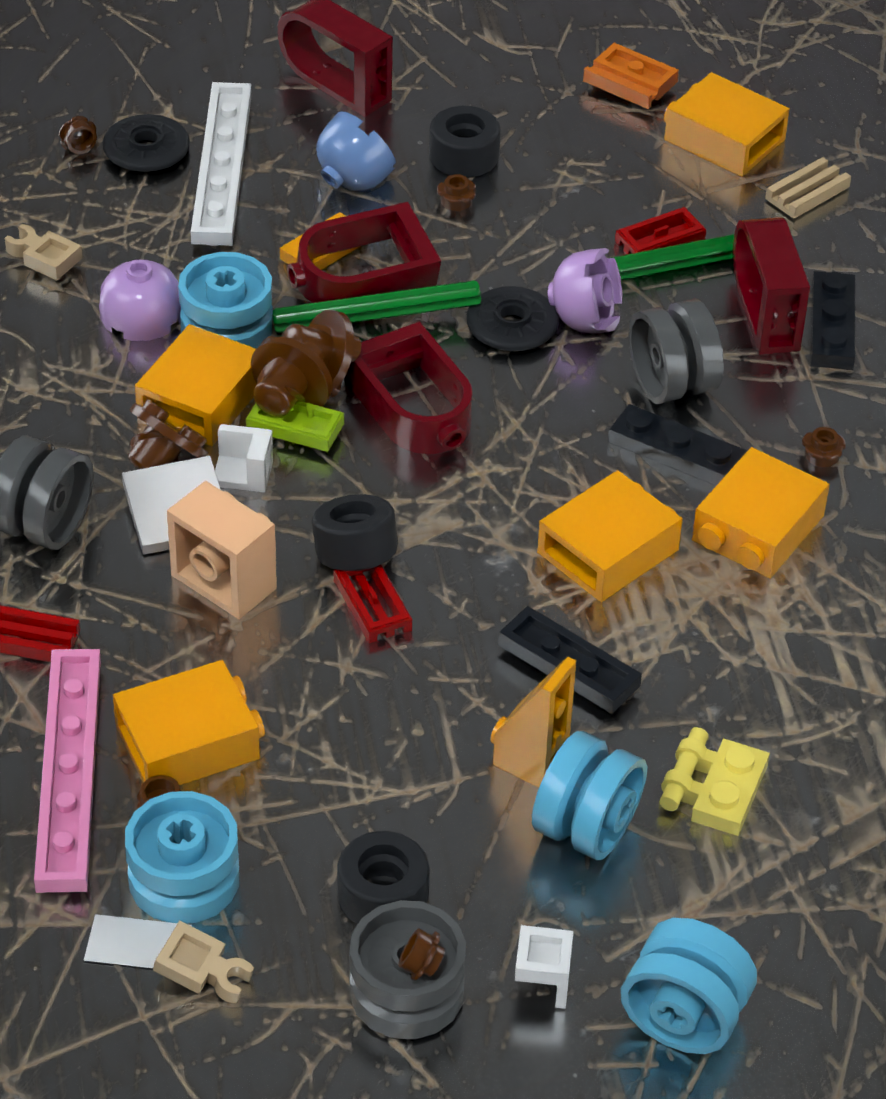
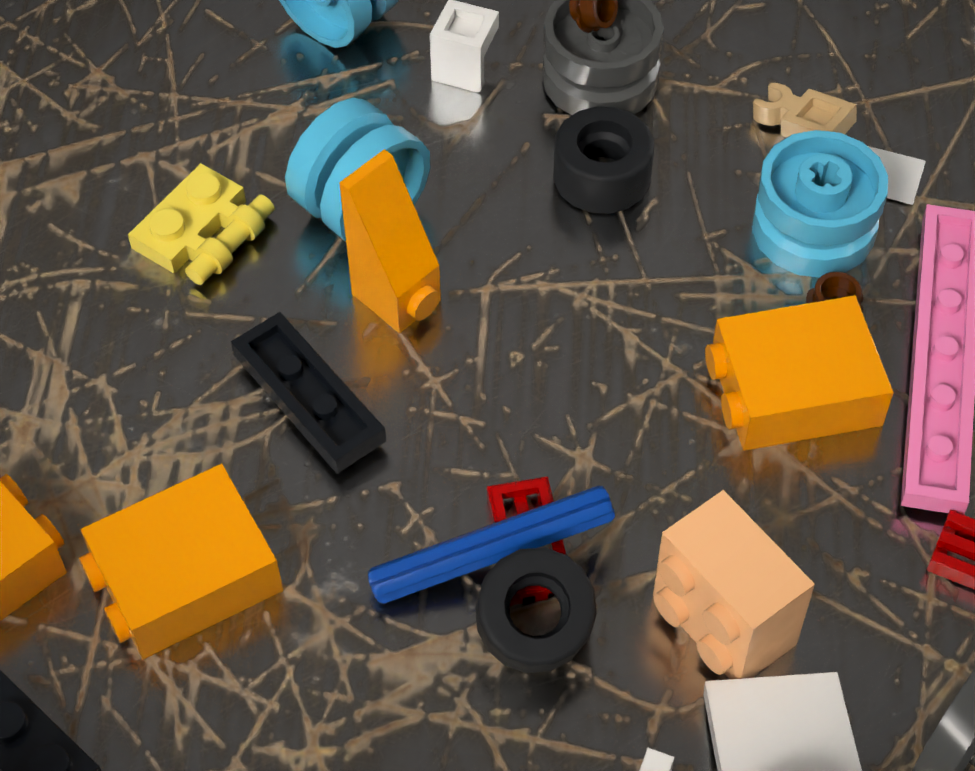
camera: 165 degrees left, 10 degrees up
(395, 569) = (490, 544): none -> blue axle

